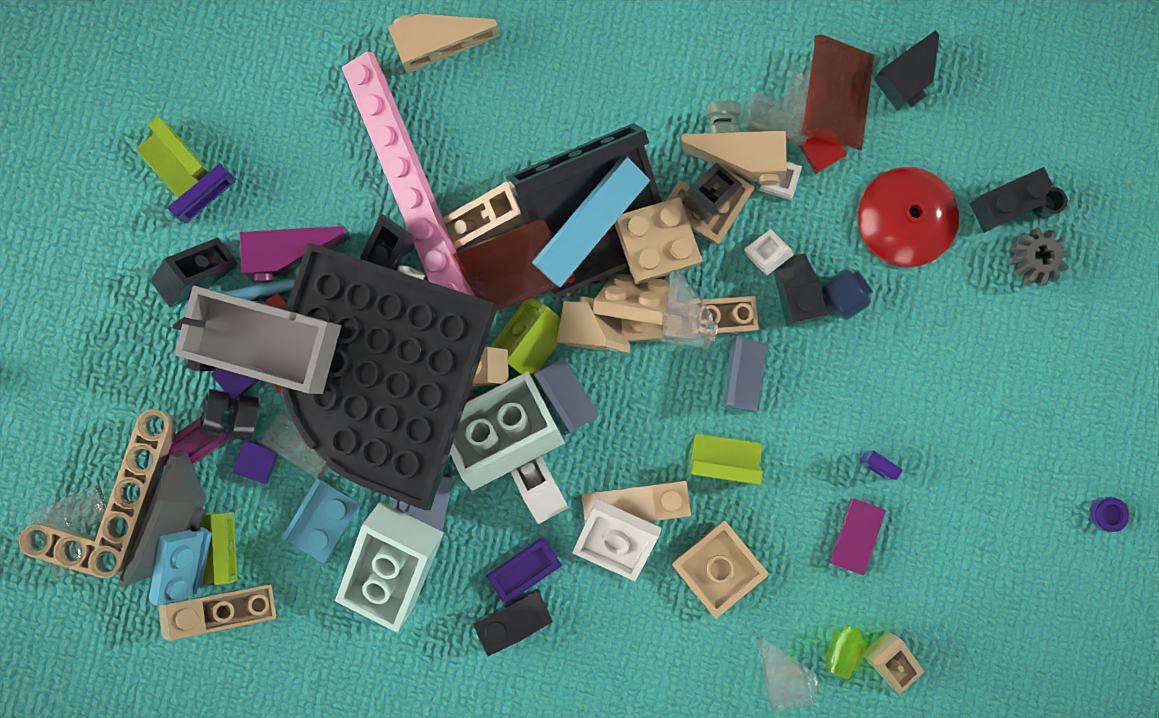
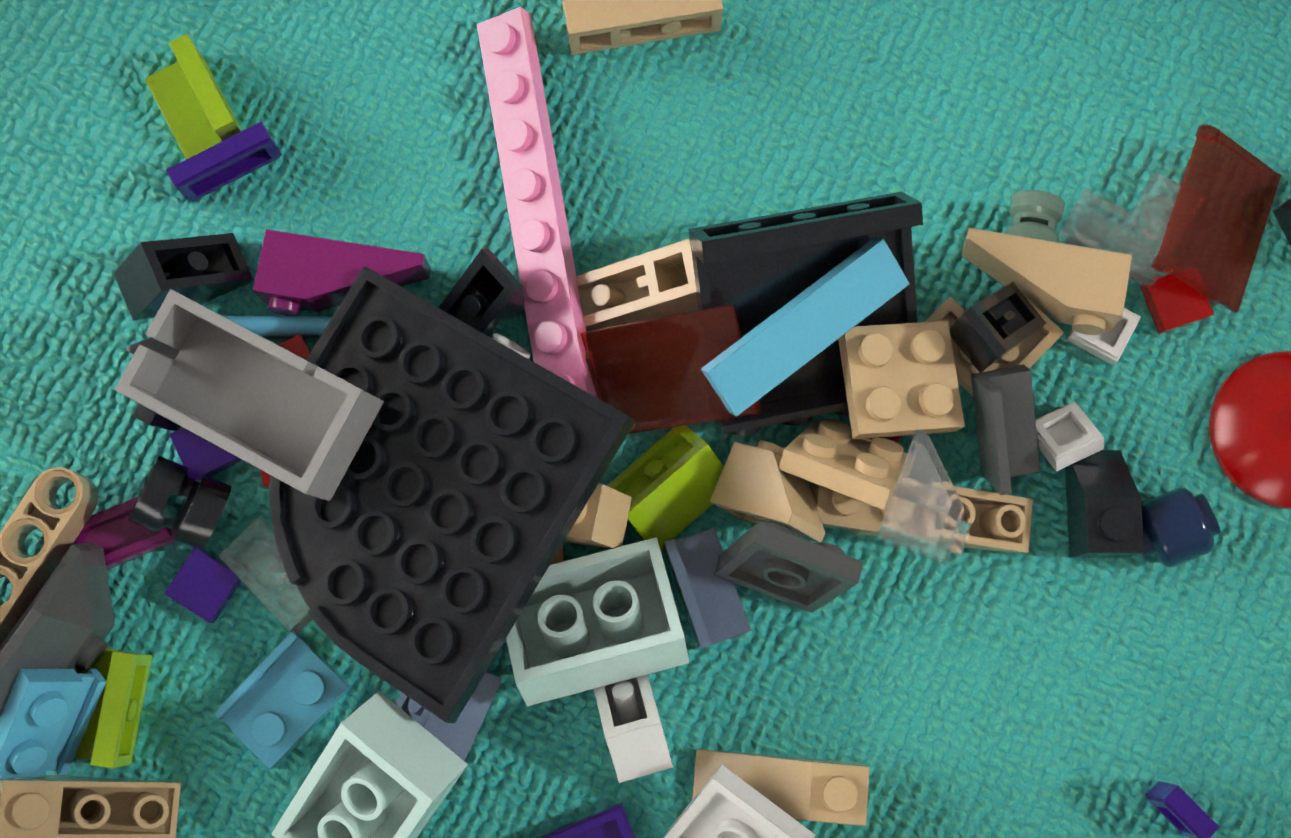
camera: 15 degrees right, 5 degrees down
(612, 372) = (788, 566): none -> dark grey plate
(726, 459) = (936, 745): lime panel -> none
(729, 253) = (1005, 425): none -> dark grey panel
(744, 374) = (990, 617): sand blue panel -> none

